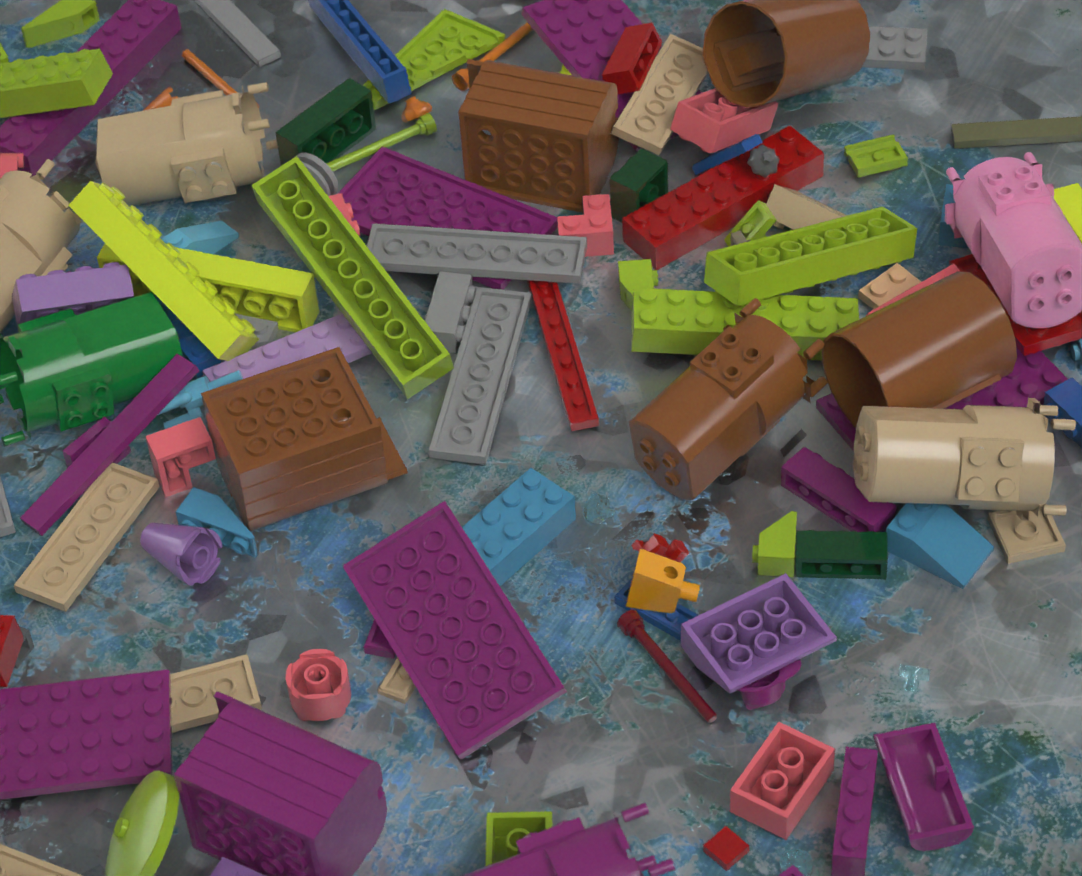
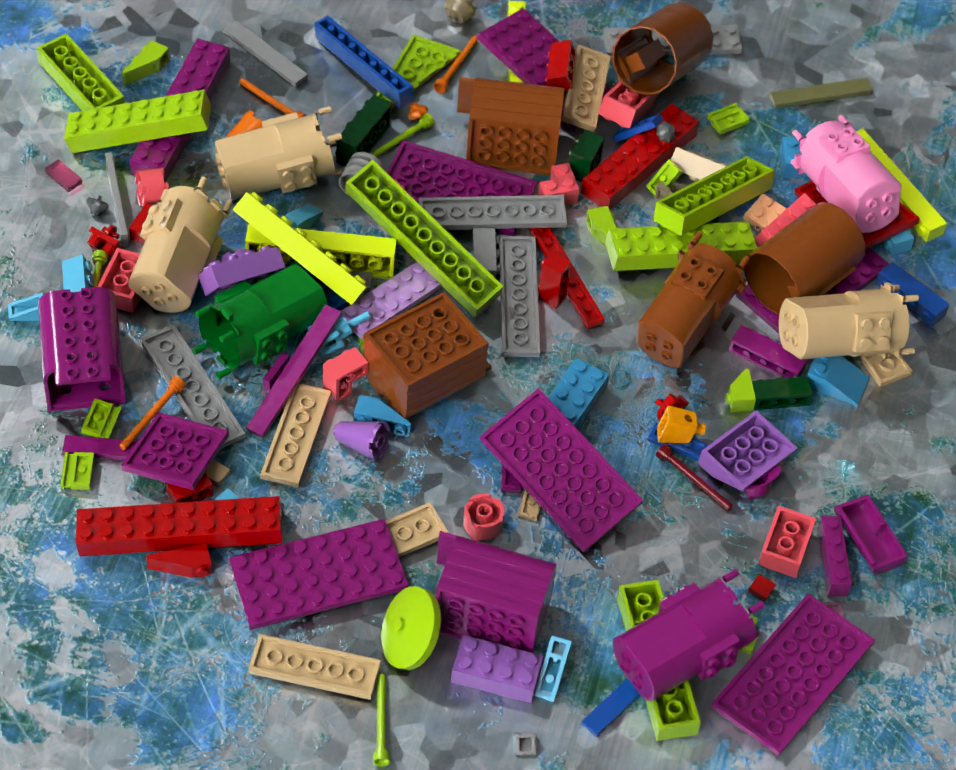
camera: 20 degrees left, 5 degrees up
(531, 353) = (554, 280): none -> red brick

